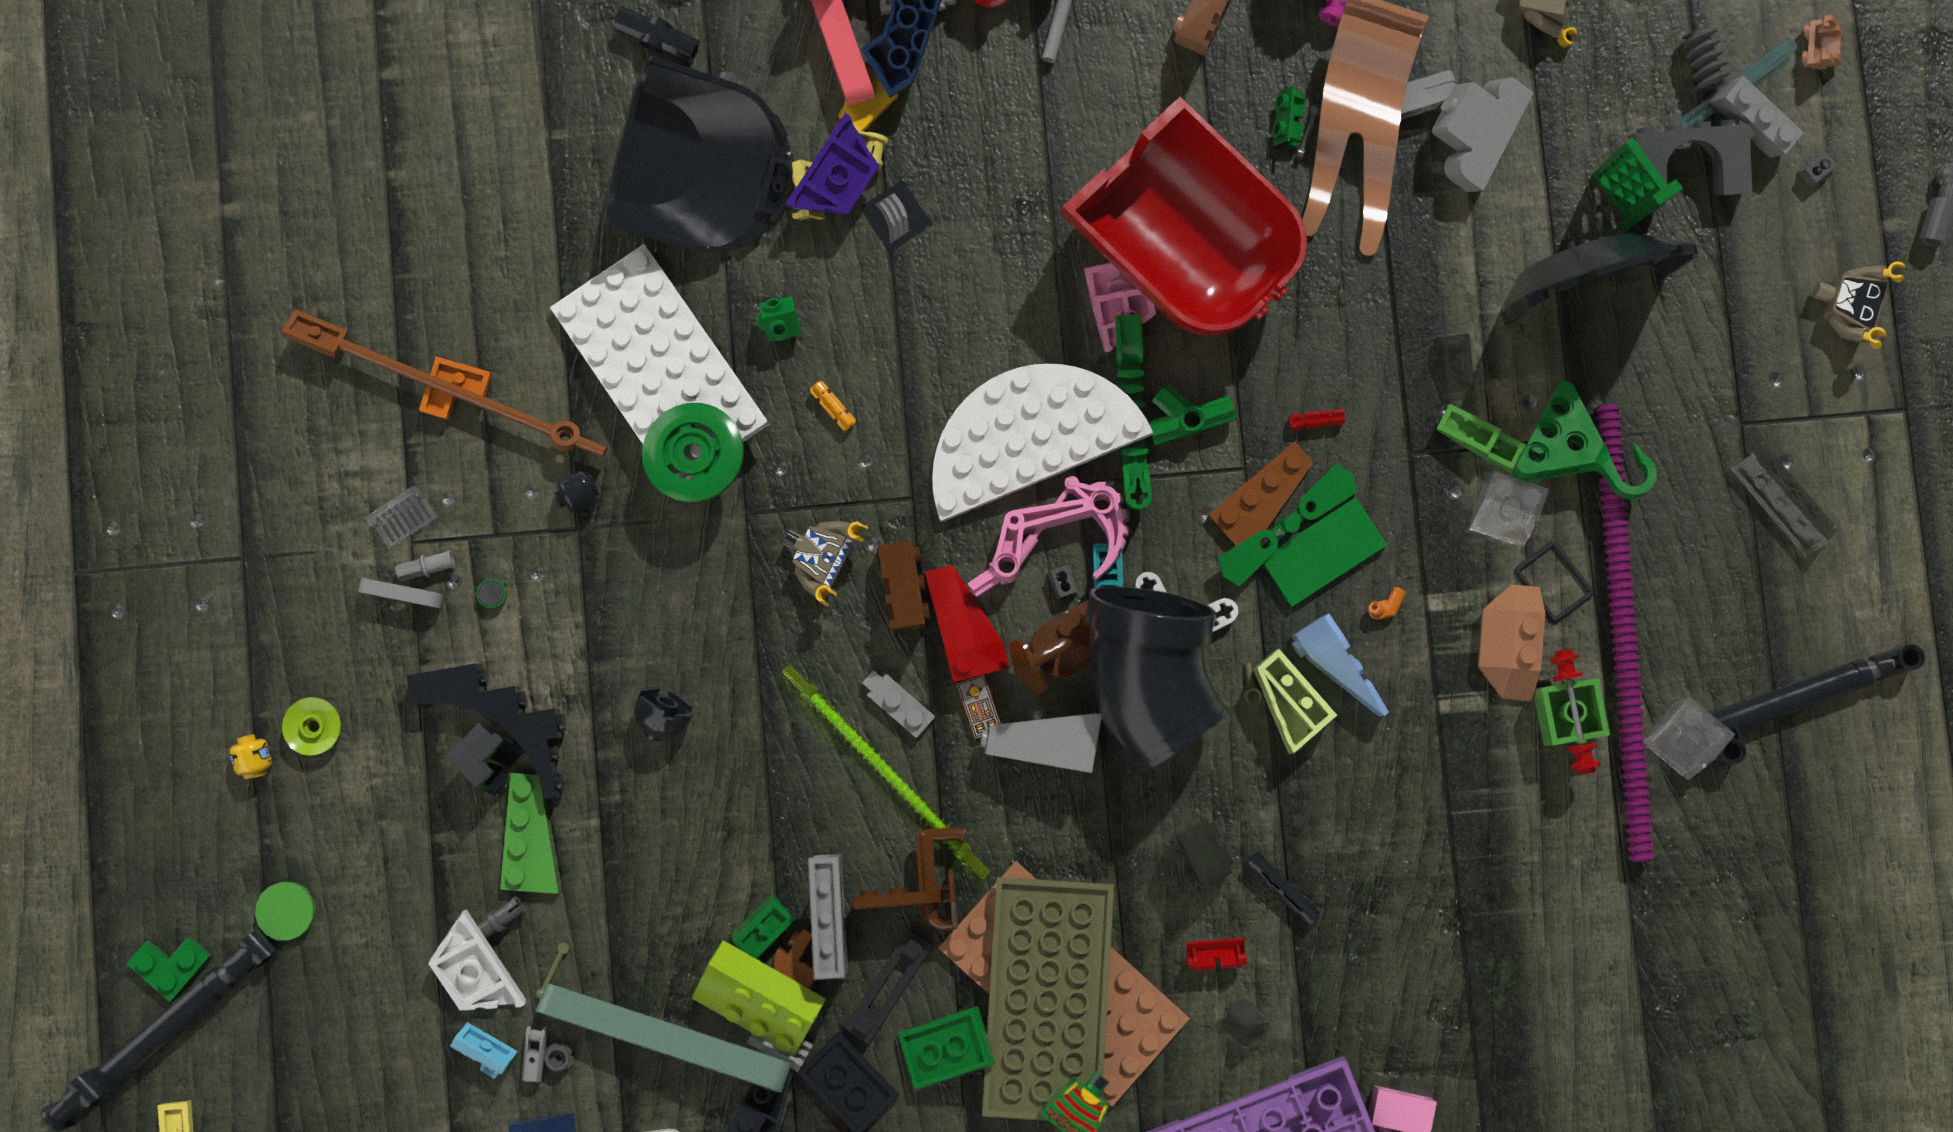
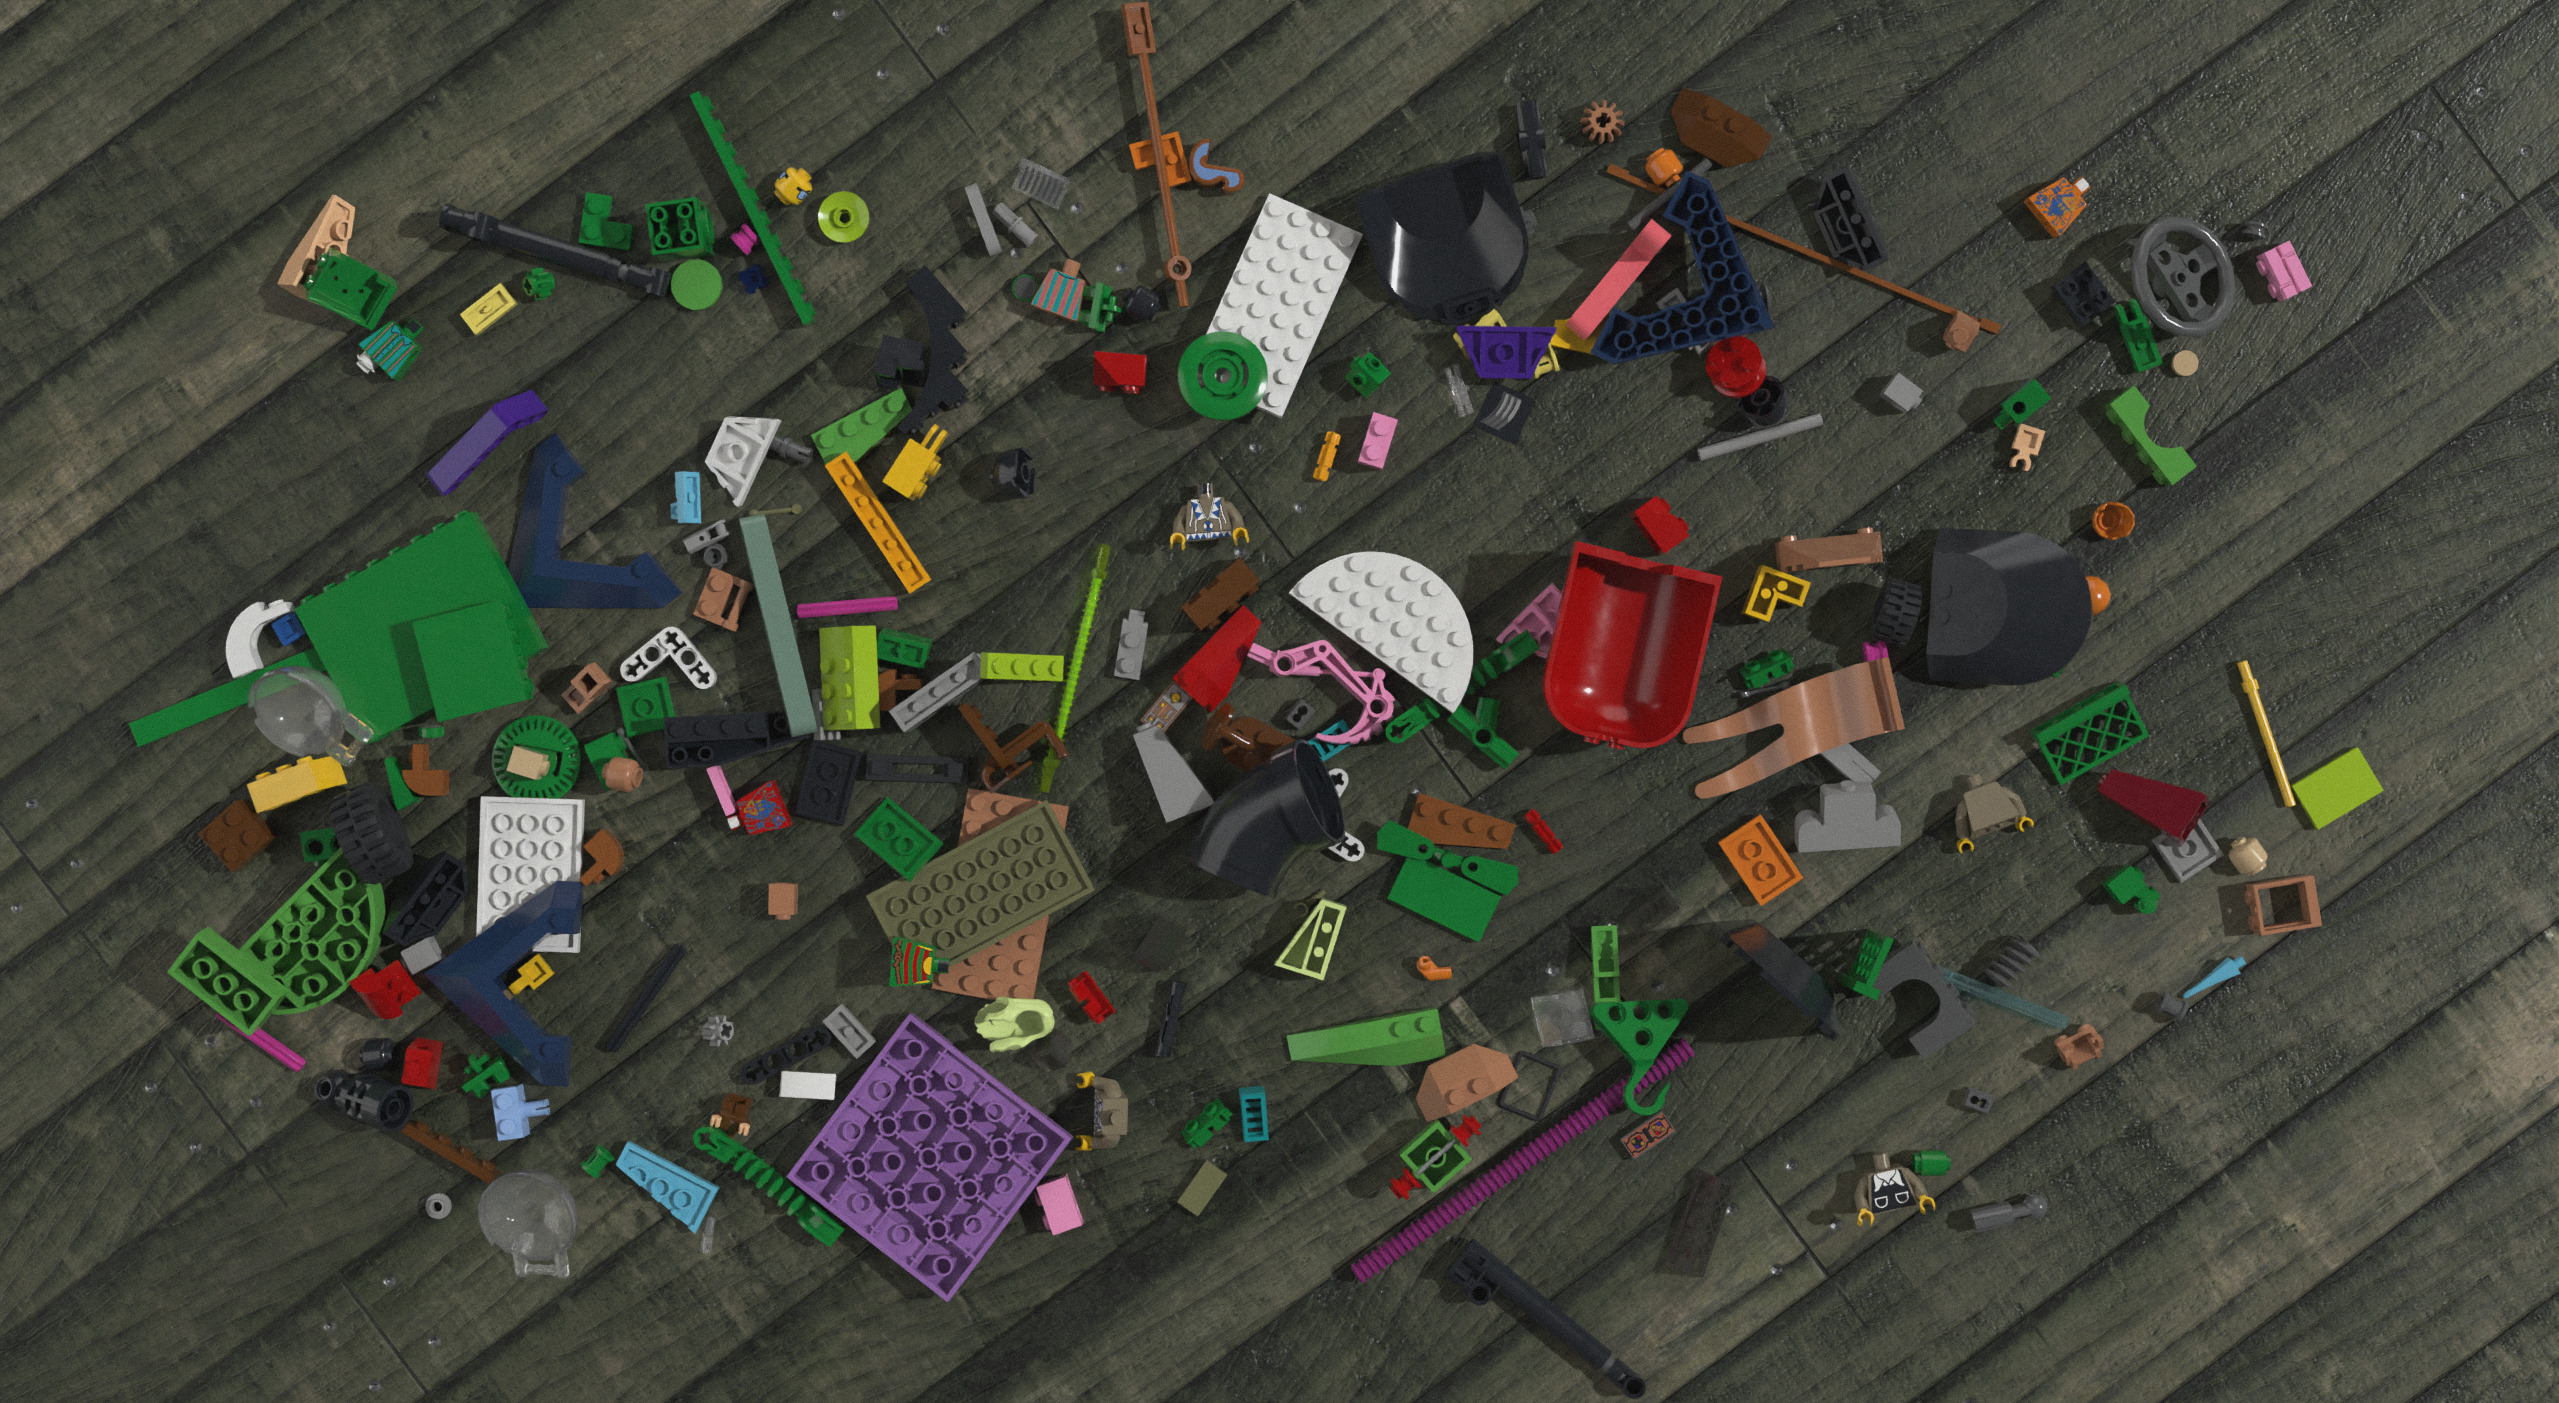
camera: 60 degrees right, 5 degrees up
(183, 1066) = (538, 283): none -> green gear
(218, 893) = (680, 229): none -> green brick
(235, 807) = (749, 198): none -> green plate
(271, 834) = (745, 239): none -> dark pink wheel
(309, 857) = (754, 271): none -> clear blue plate
(498, 350) = (1212, 175): none -> dark orange animal
(518, 561) = (1061, 292): none -> torso
(557, 530) = (1102, 307): none -> green hips
(593, 803) = (916, 465): none -> yellow brick
(598, 1081) = (716, 595): none -> nougat plate
(624, 876) = (878, 522): none -> light orange plate
(627, 550) = (1120, 371): none -> red slope
(688, 958) = (847, 607): none -> dark pink axle
(848, 244) = (1458, 390): none -> clear pin
(848, 348) = (1377, 441): none -> bright pink brick
(852, 821) = (1021, 666): none -> lime plate
(1095, 134) = (1660, 526): none -> red slope
(1195, 1045) = (1014, 1022): none -> yellowish green hair
(1215, 66) = (1769, 587): none -> yellow brick
(1326, 649) = (1369, 944): light blue wedge -> none
(1340, 1005) = (1109, 1113): none -> dark tan torso
(1407, 857) = (1253, 1093): none -> teal slope
(1408, 930) = (1214, 1115): none -> green hinge
(1423, 702) = (1374, 1041): none -> bright green wedge
(1467, 232) = (1760, 860): none -> orange plate
(1467, 959) = (1202, 1187): none -> olive tile
(1668, 498) = (1647, 1134): none -> tile
(1688, 737) = (1467, 1252): clear slope -> none
(1772, 128) = (1990, 1018): light grey arch -> none
(1853, 247) = (1931, 1163): none -> green brick

